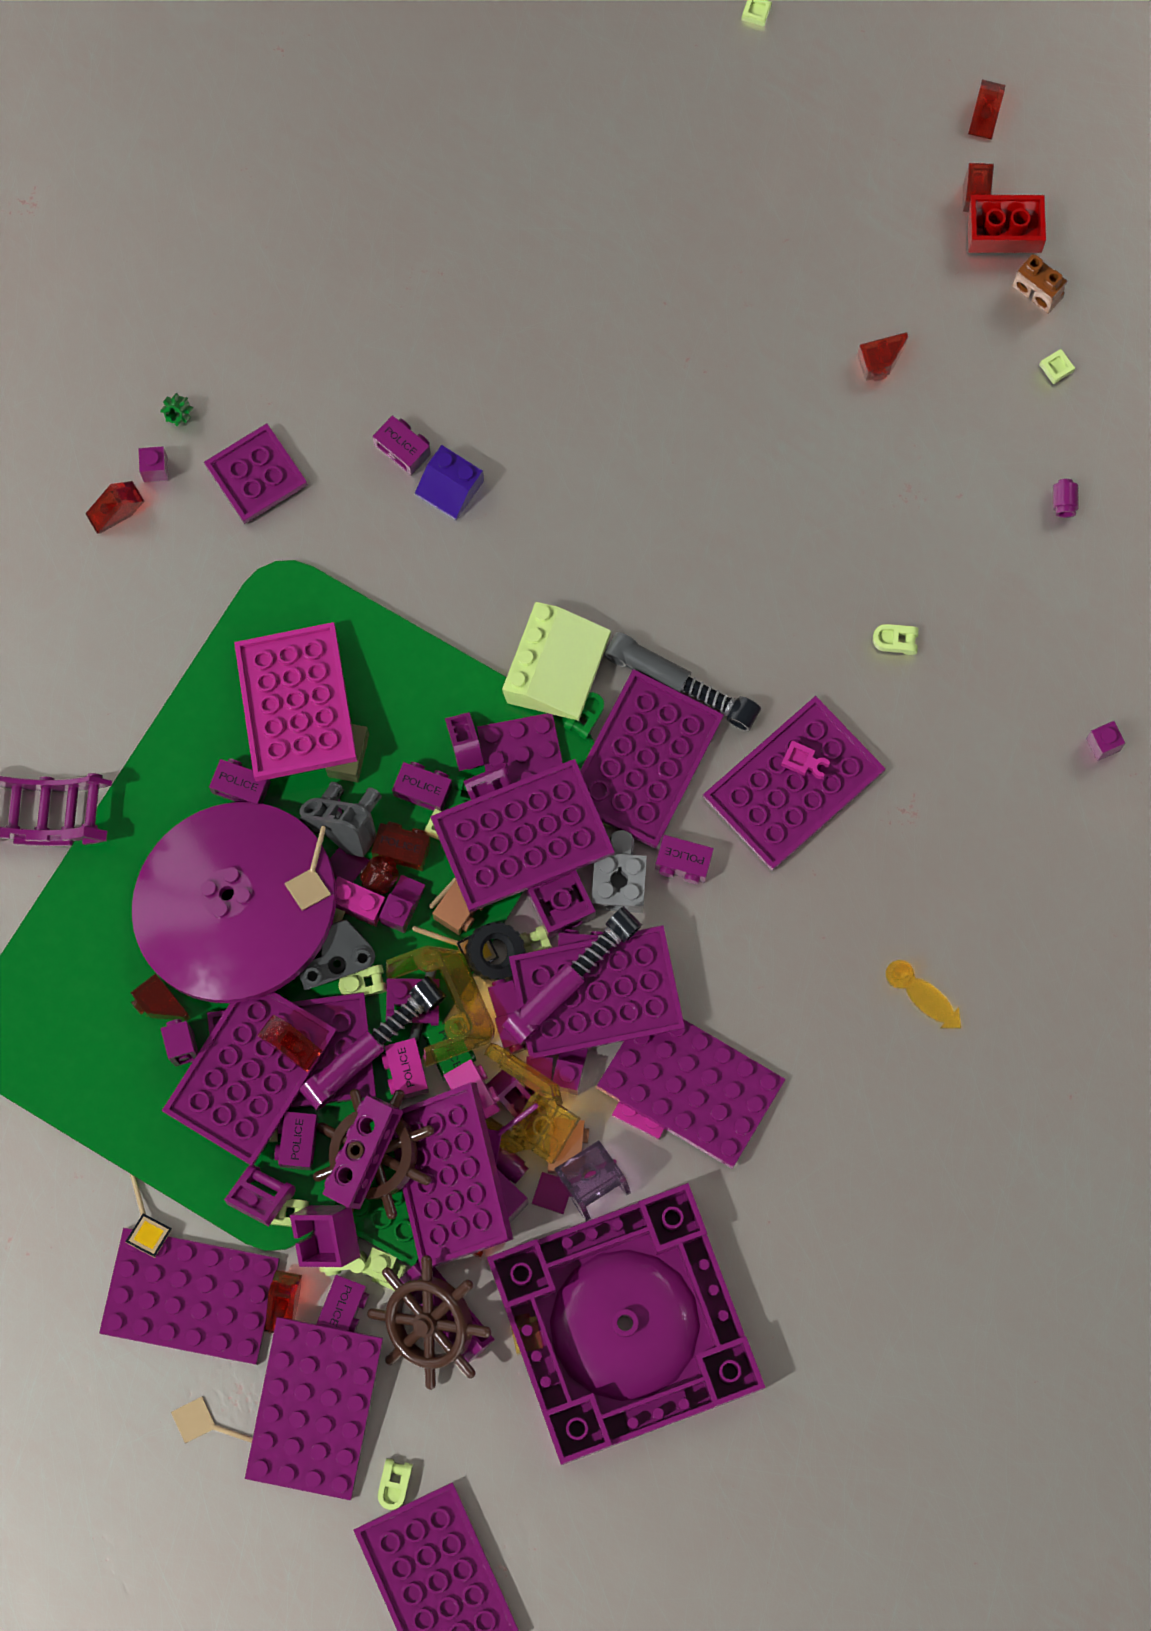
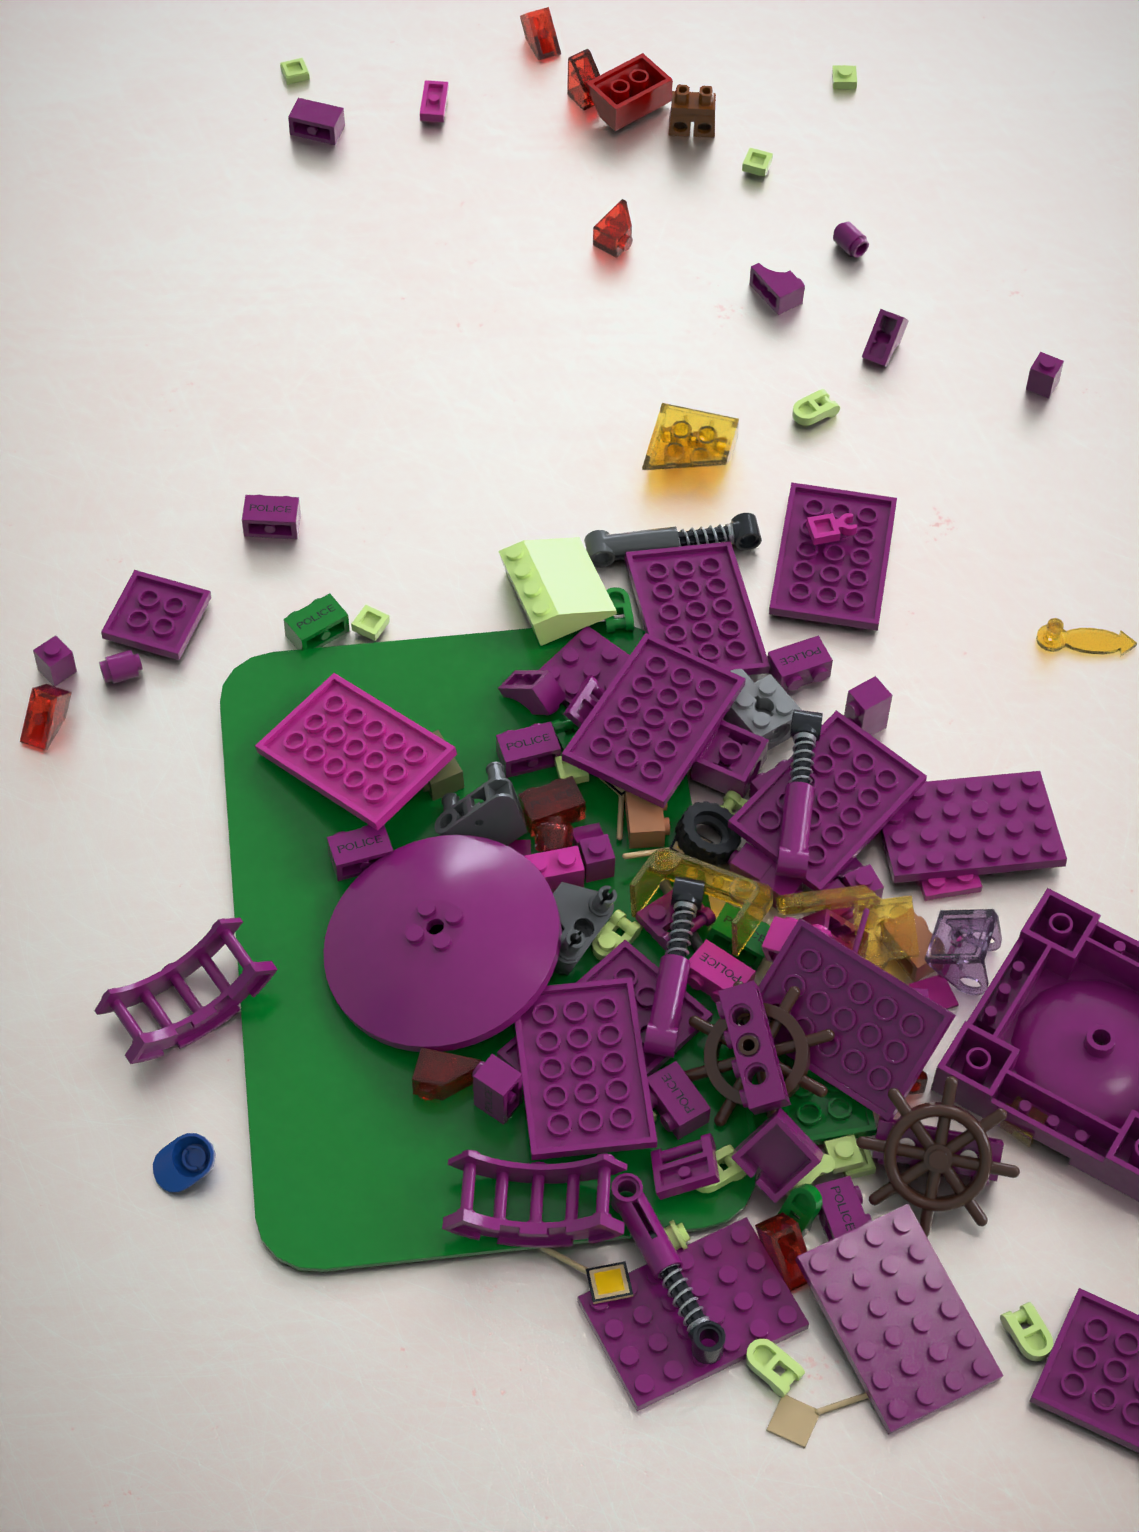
camera: 40 degrees left, 20 degrees down
(129, 1161) = (535, 1232): none -> magenta fence
(176, 409) = (48, 608): green gear -> none
(189, 1252) = (665, 1265): none -> piece
(196, 502) = (120, 667): none -> magenta brick
(207, 1364) = (764, 1357): none -> yellowish green plate
(221, 1236) = (677, 1235): none -> yellowish green plate
(289, 1042) = (601, 1009): clear red slope -> none
(308, 887) = (503, 871): tan piece -> none
(315, 1283) = (805, 1203): none -> green plate
(361, 565) = (316, 623): none -> green brick
(402, 592) = (370, 622): none -> yellowish green plate
(449, 482) = (338, 518): dark purple slope -> none
(693, 937) = (869, 705): none -> magenta brick
(730, 78) = (316, 121): none -> magenta brick
(764, 604) = (690, 439): none -> clear yellow wedge
(842, 121) = (434, 101): none -> dark pink plate
(964, 508) = (778, 289): none -> magenta arch
(1008, 613) = (885, 337): none -> magenta arch

